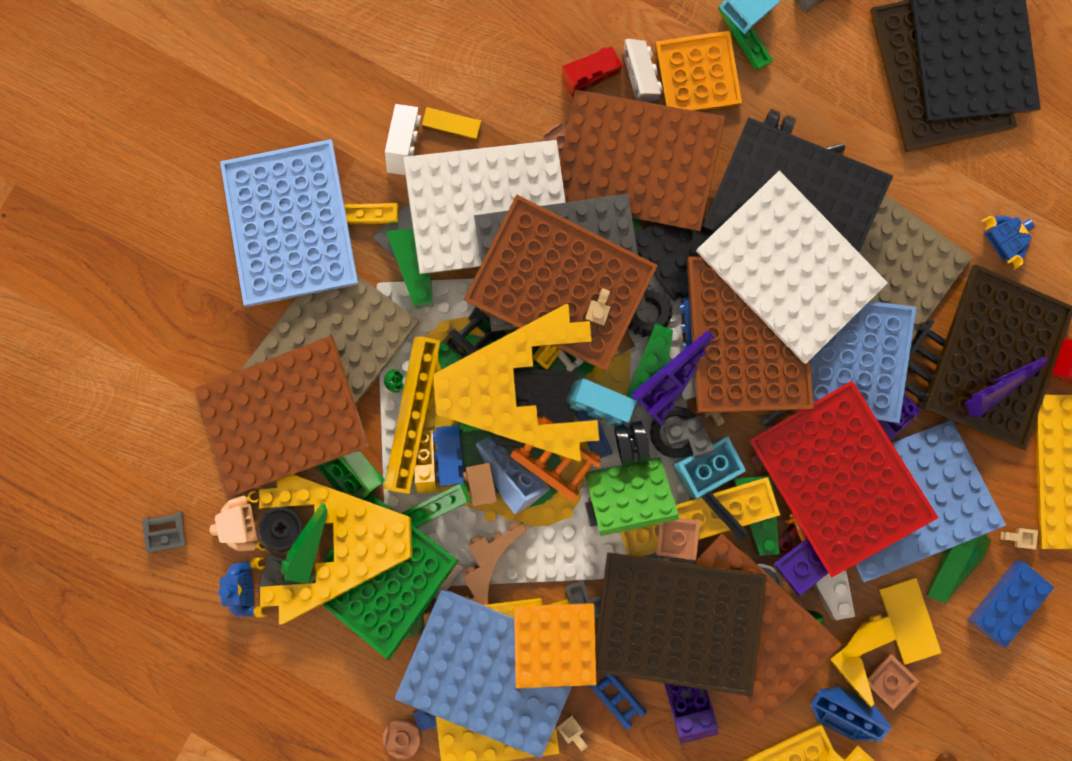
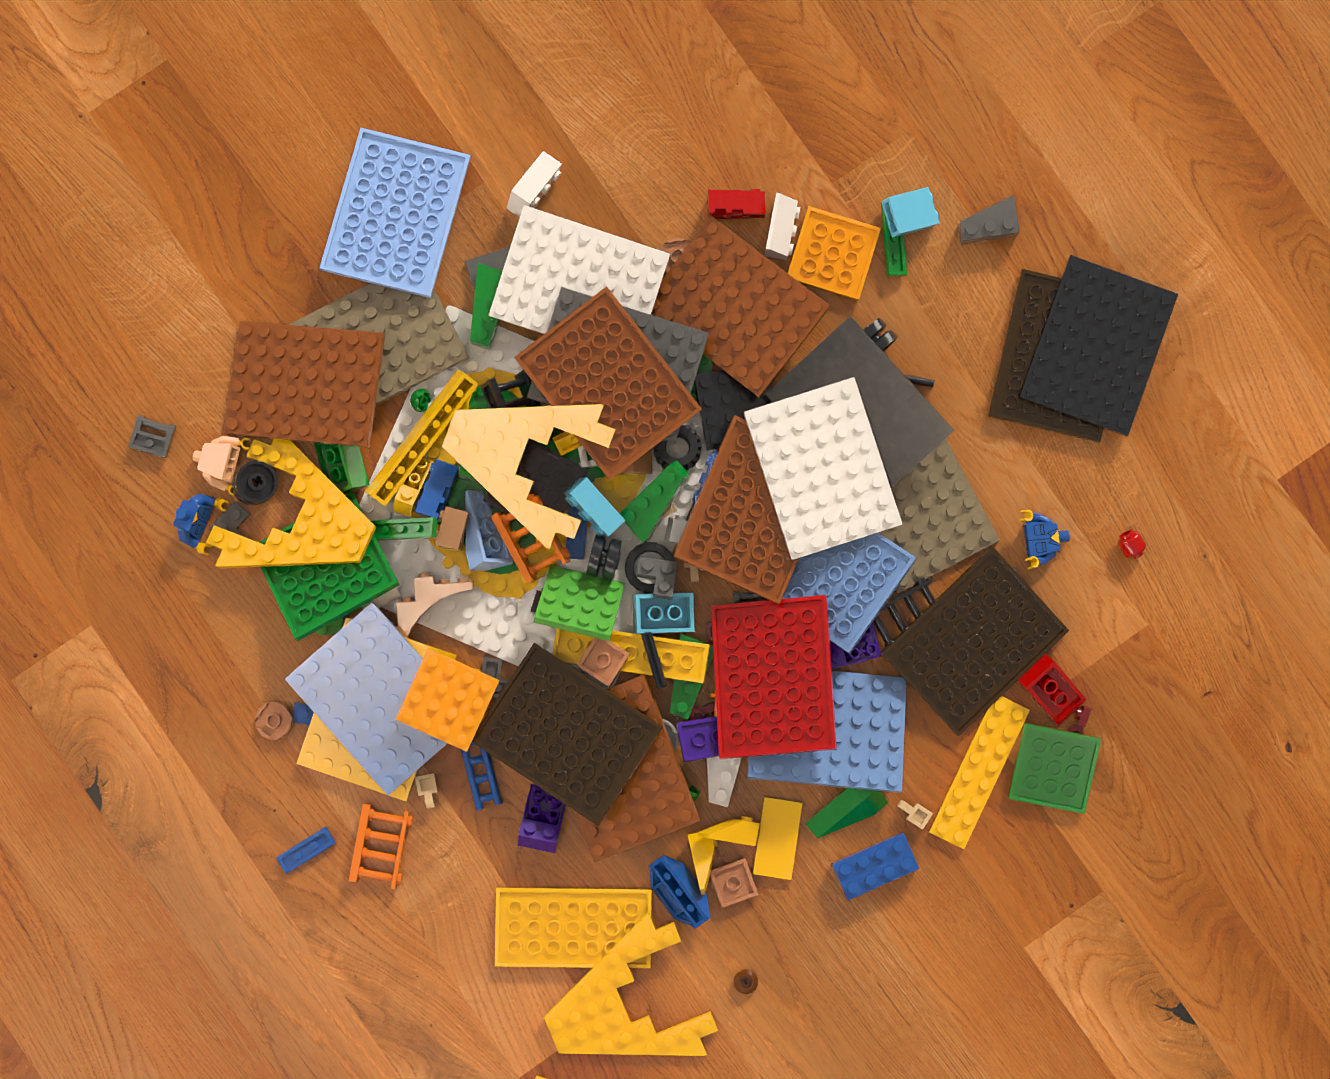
camera: 25 degrees right, 0 degrees up
(302, 554) = (264, 514): green wedge -> none
(372, 213) = (474, 240): yellow tile -> none
(451, 123) = (586, 192): yellow tile -> none
(598, 310) = (628, 423): tan plate -> none
(662, 389) = (654, 520): dark purple wedge -> none
(989, 397) = (944, 670): dark purple wedge -> none

